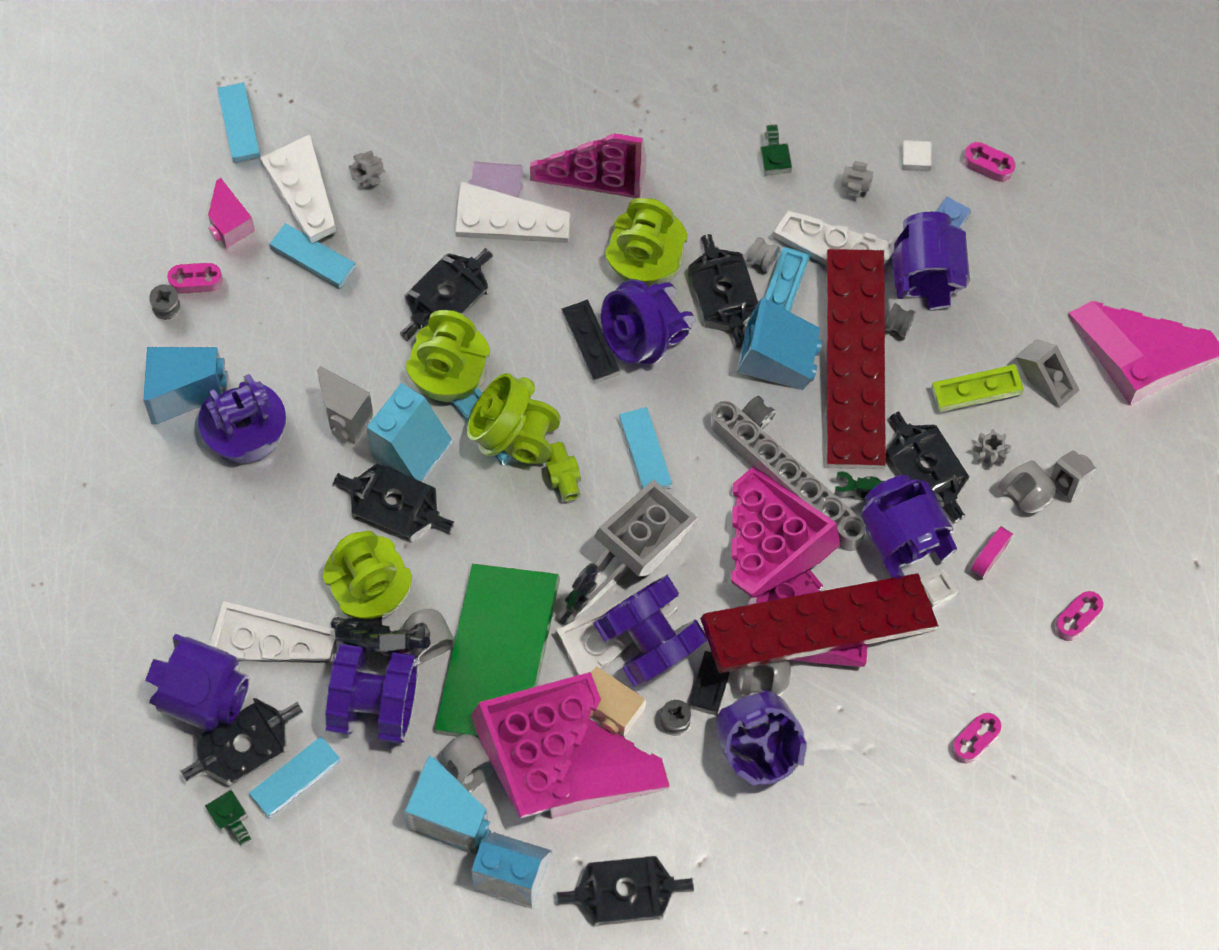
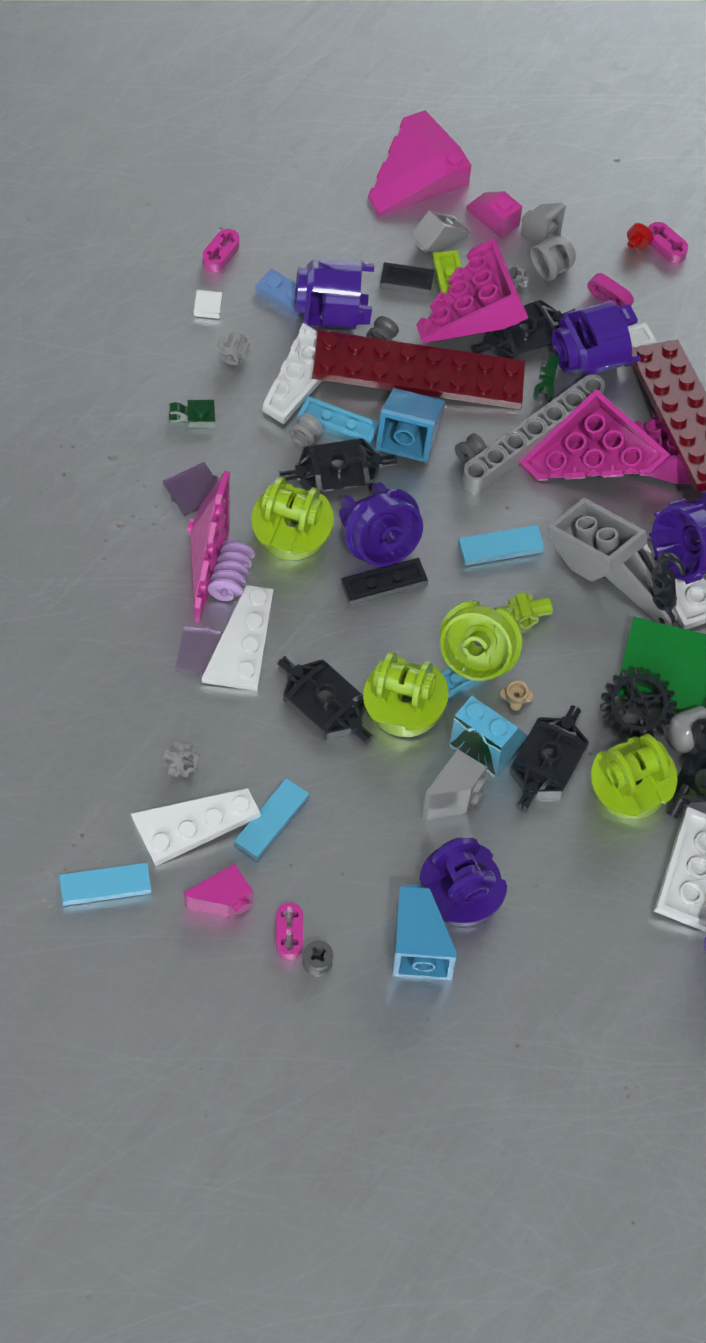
camera: 90 degrees left, 5 degrees down
(459, 464) = (516, 687): none -> tan plate
(468, 579) = (627, 710): none -> black gear
(583, 196) = (231, 570): none -> lavender piece
(685, 162) = (190, 487): none -> clear purple piece
(950, 410) = (478, 300): none -> dark pink slope
(982, 344) = (406, 278): none -> black tile
(1076, 581) = (639, 236): none -> red tile
(1087, 428) = (497, 212): none -> dark pink slope

